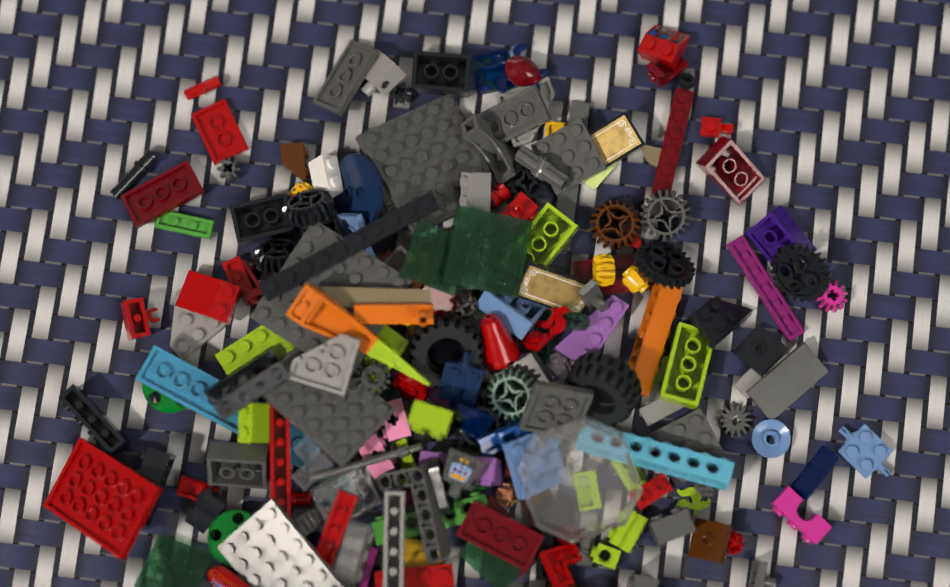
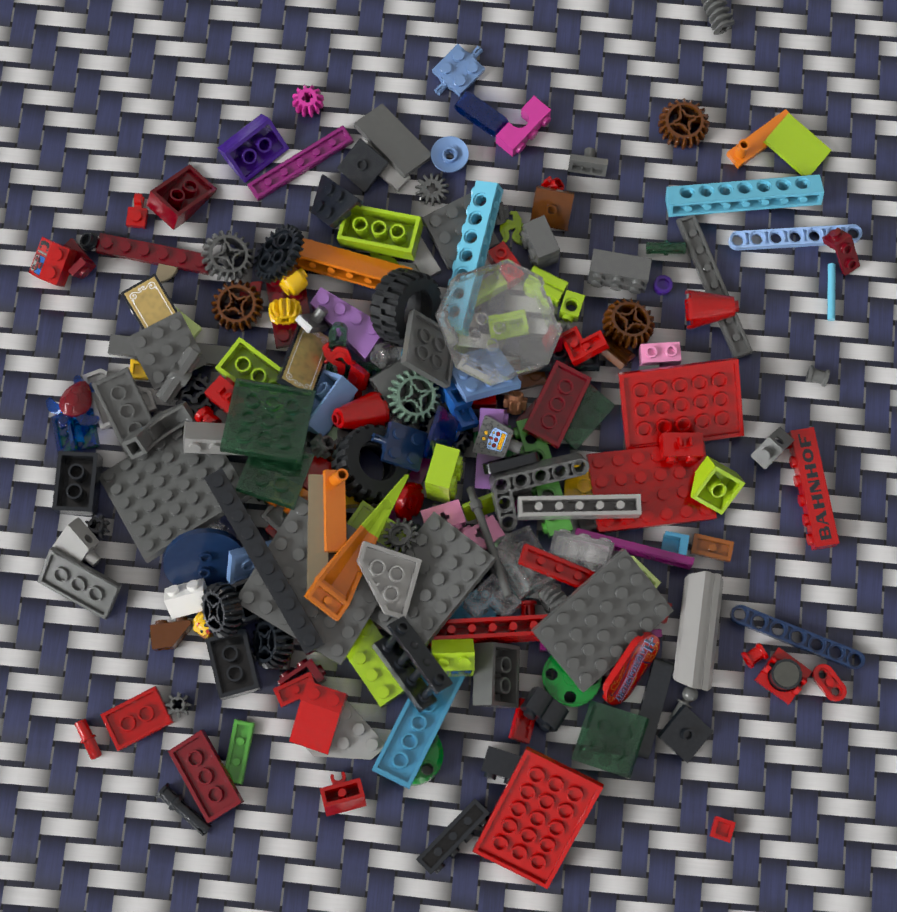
camera: 90 degrees left, 5 degrees down
(800, 272) = (285, 125): black gear -> none

